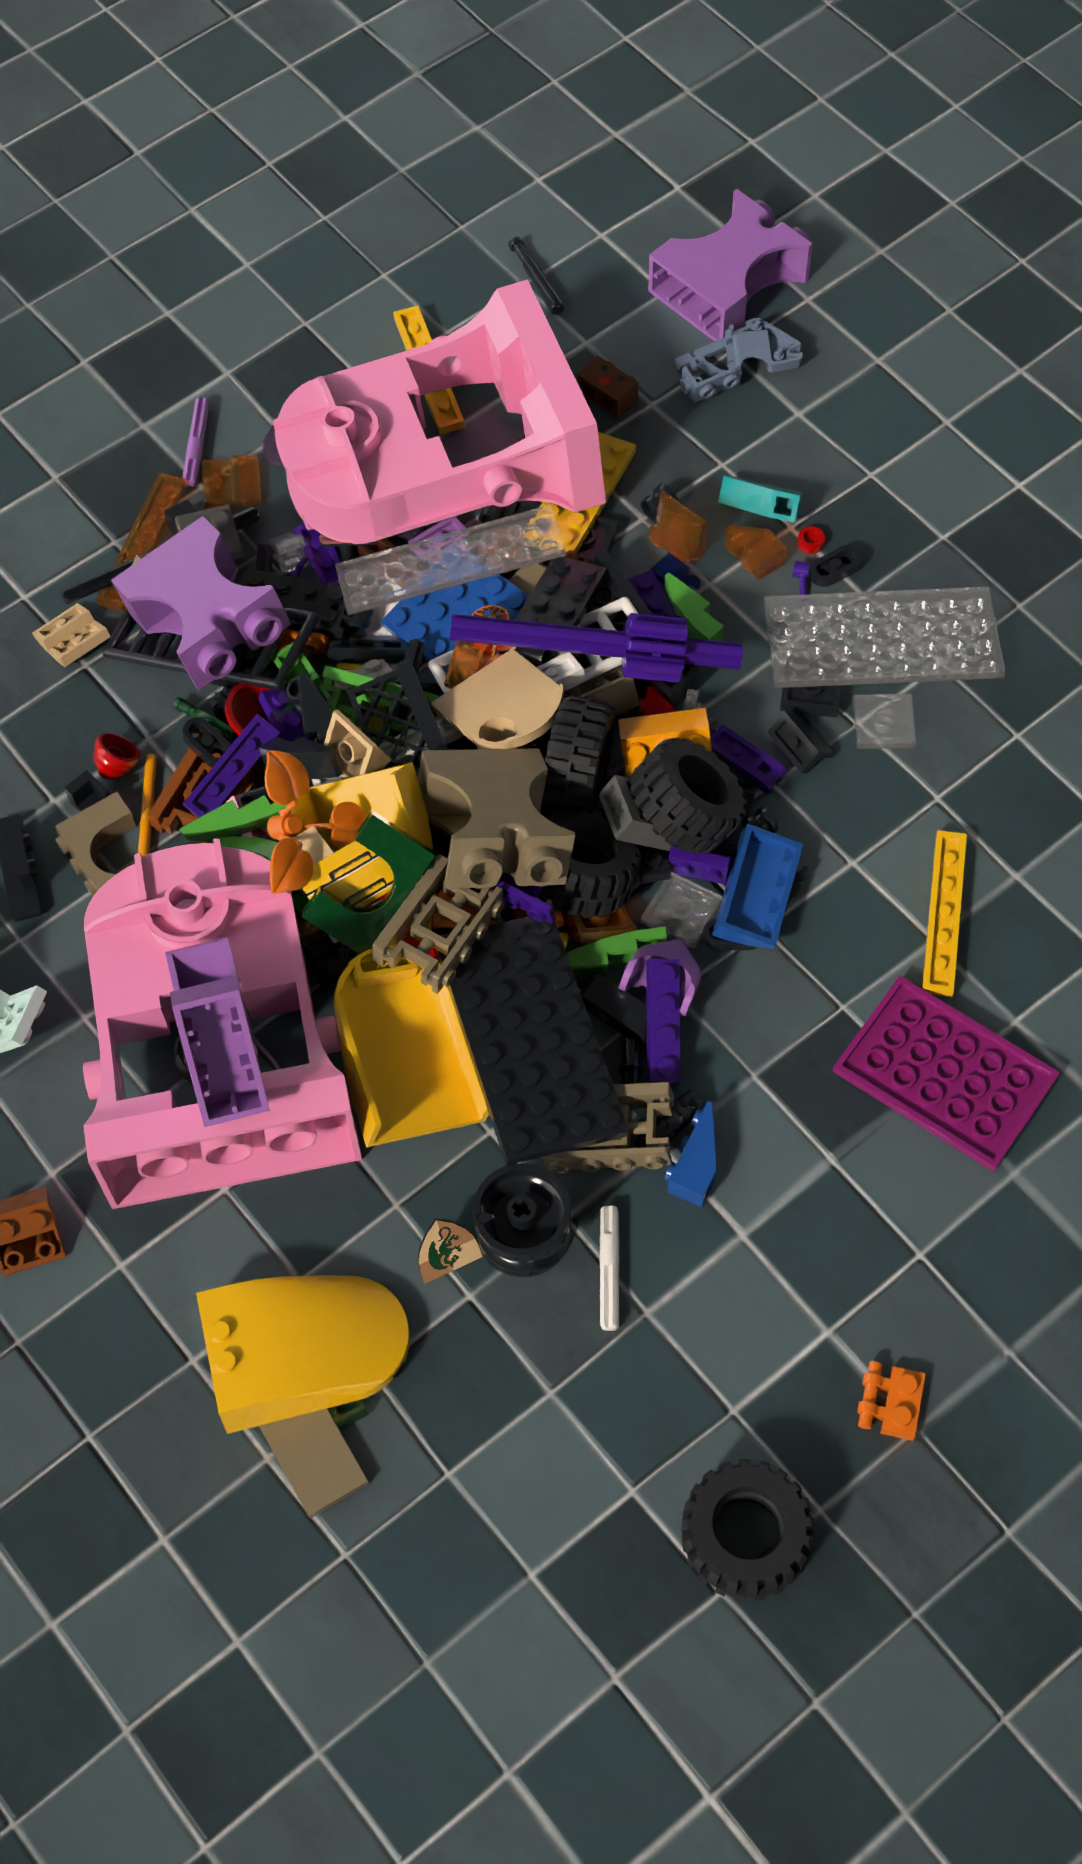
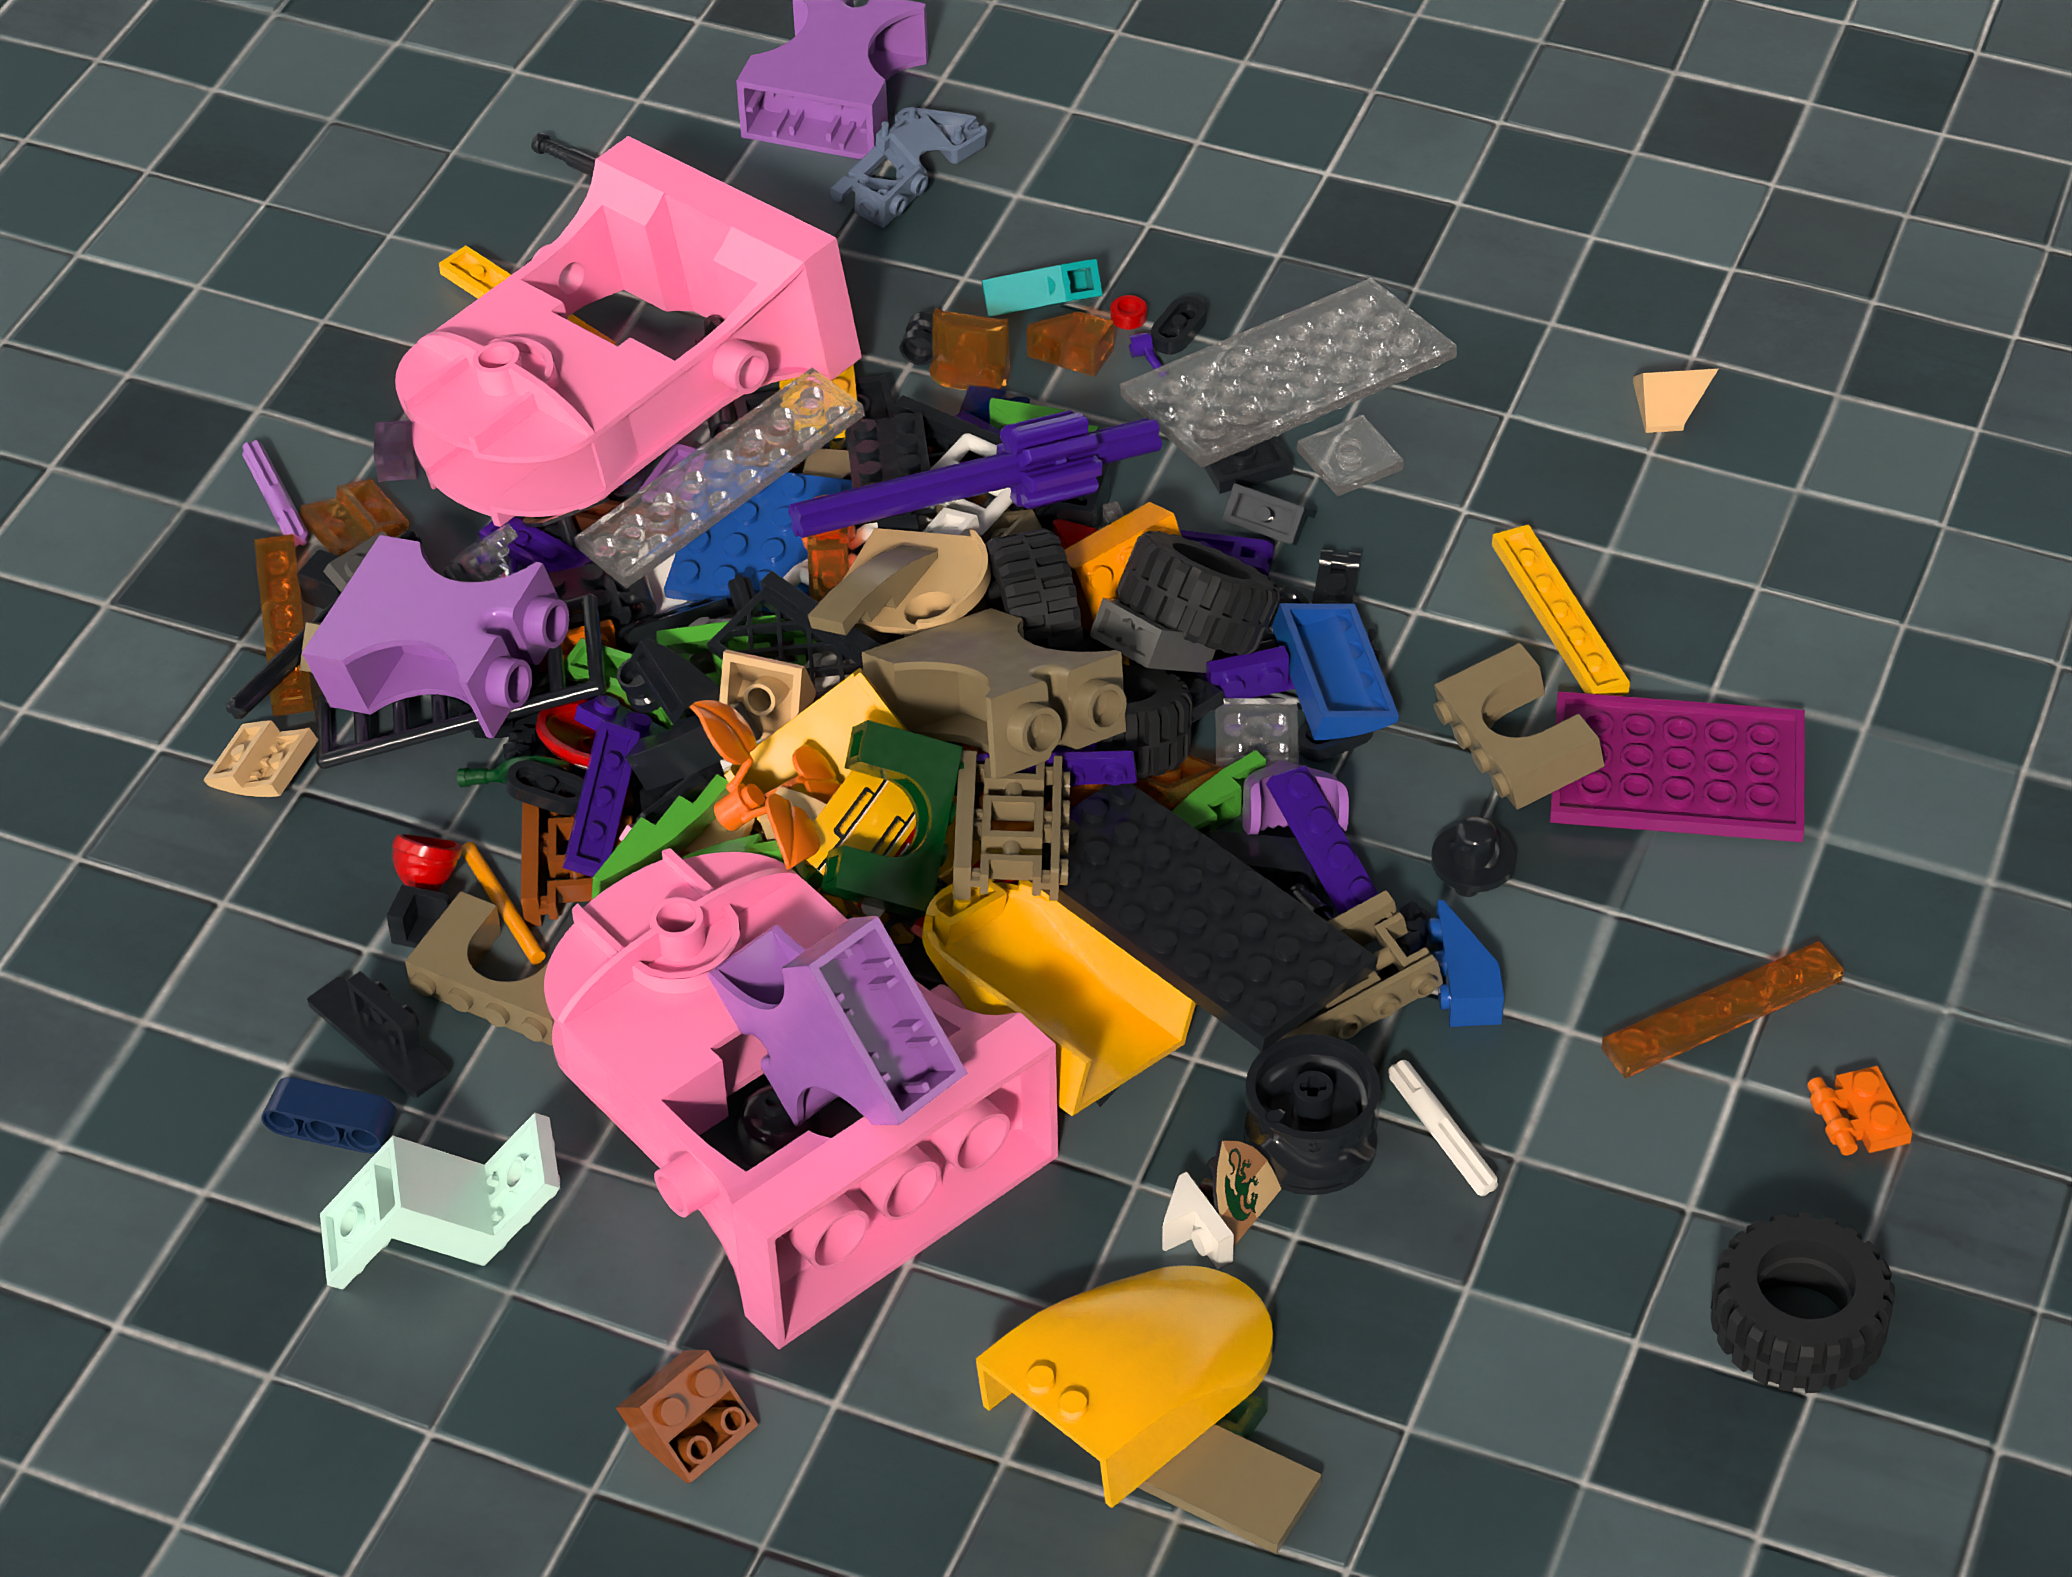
camera: 30 degrees left, 15 degrees down
(405, 1251) = (1195, 1218): none -> white slope
(472, 697) = (870, 587): none -> dark tan slope
(762, 1074) = (1473, 857): none -> black plate
(806, 822) = (1336, 587): none -> black plate
(834, 958) = (1520, 766): none -> dark tan arch
(853, 1273) = (1722, 1009): none -> clear orange plate

